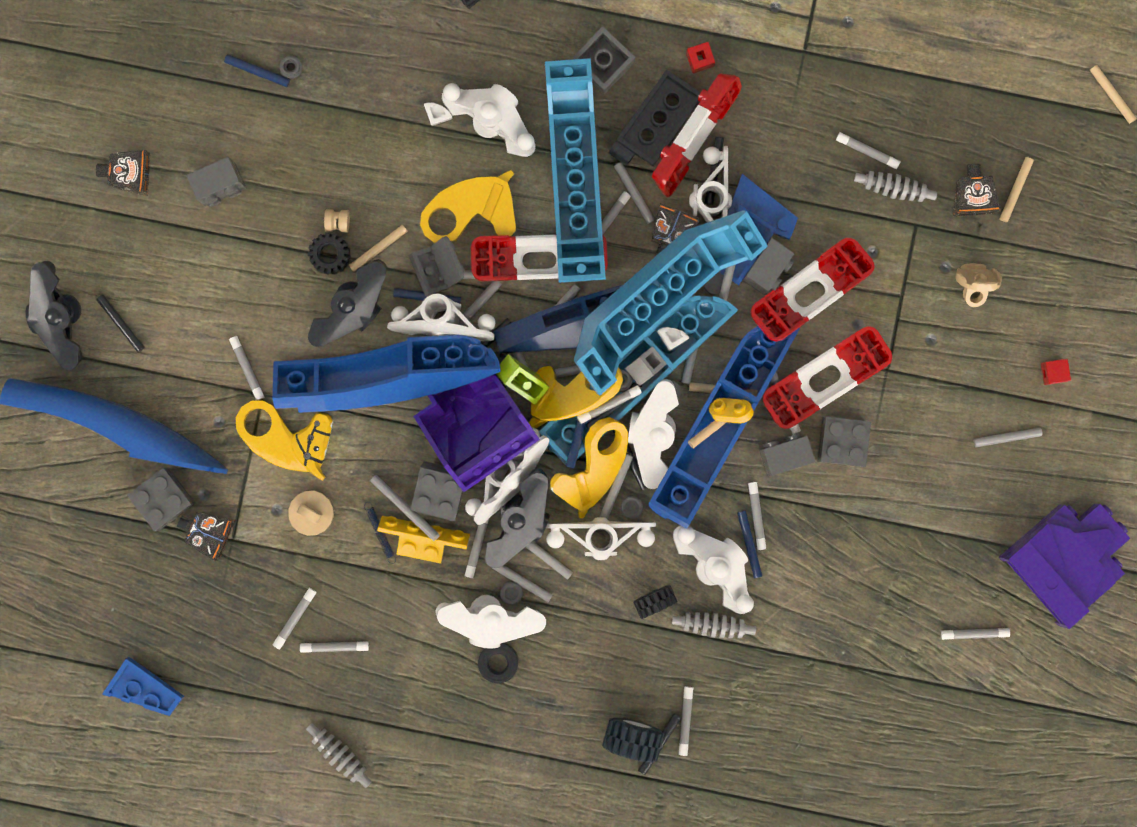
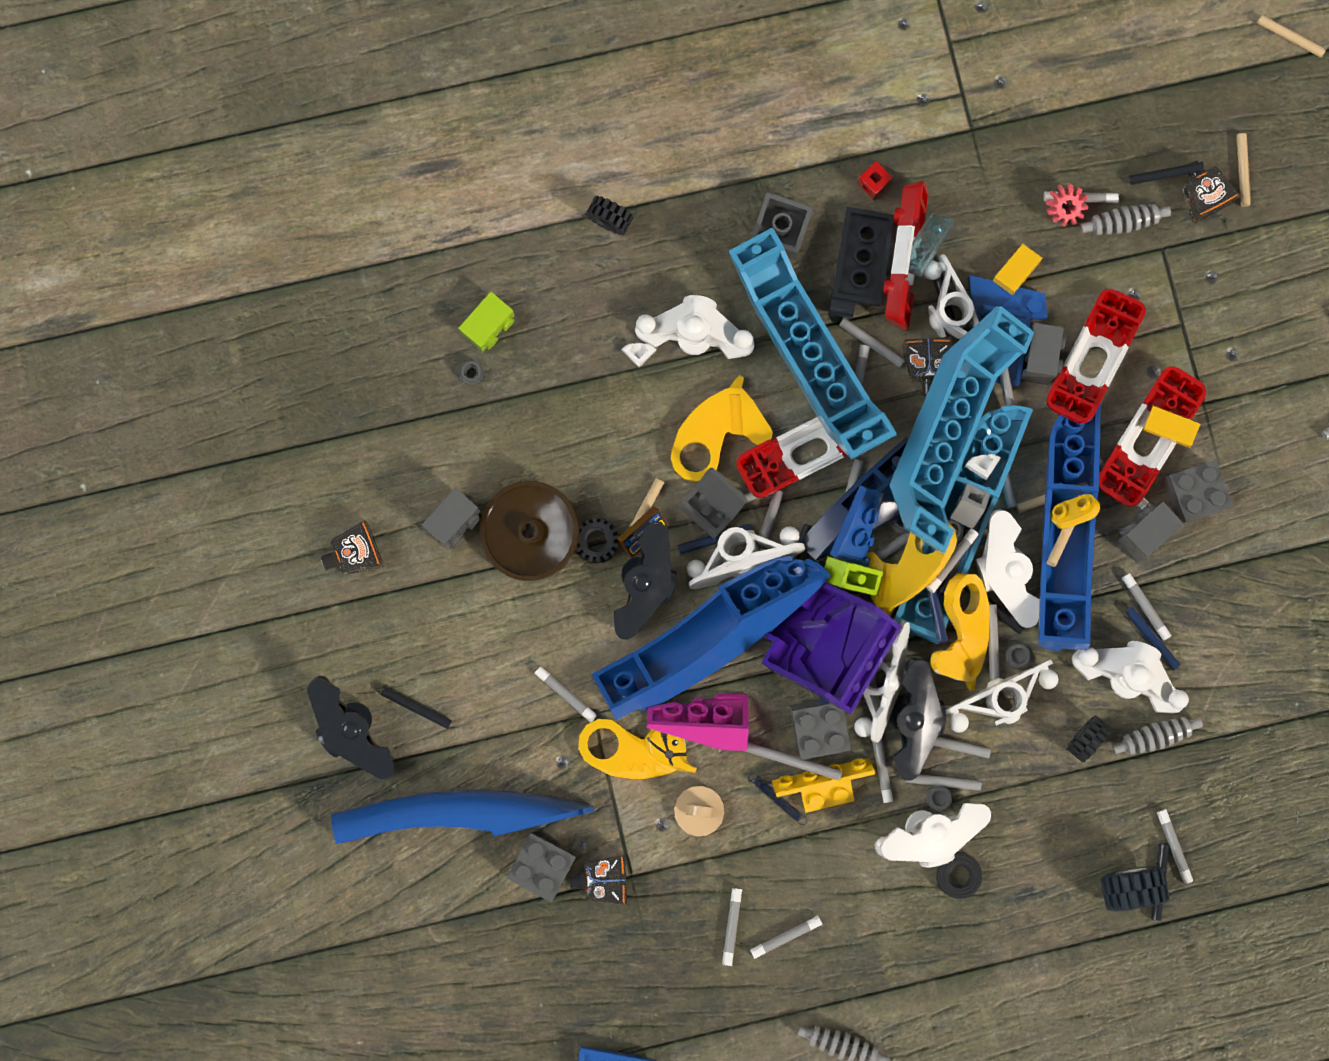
camera: 30 degrees left, 5 degrees down
(276, 220) = (529, 531): none -> dark brown dish
(281, 80) = (438, 391): dark blue bar -> none
(322, 31) = (487, 322): none -> lime brick
(336, 220) = (584, 507): tan wheel -> none
(352, 445) = (711, 722): none -> dark pink wedge
(361, 260) = (629, 538): none -> tile
(542, 344) = (856, 531): none -> blue wing
(714, 285) = (996, 397): dark grey tile -> none
(719, 131) = (928, 242): none -> clear light blue plate
(784, 187) = (1017, 269): none -> yellow tile
(847, 377) = (1171, 427): none -> yellow tile
(856, 159) = (1061, 197): none -> coral gear
(950, 163) = (1166, 173): none -> black bar
(977, 278) = (1249, 273): tan tile -> none

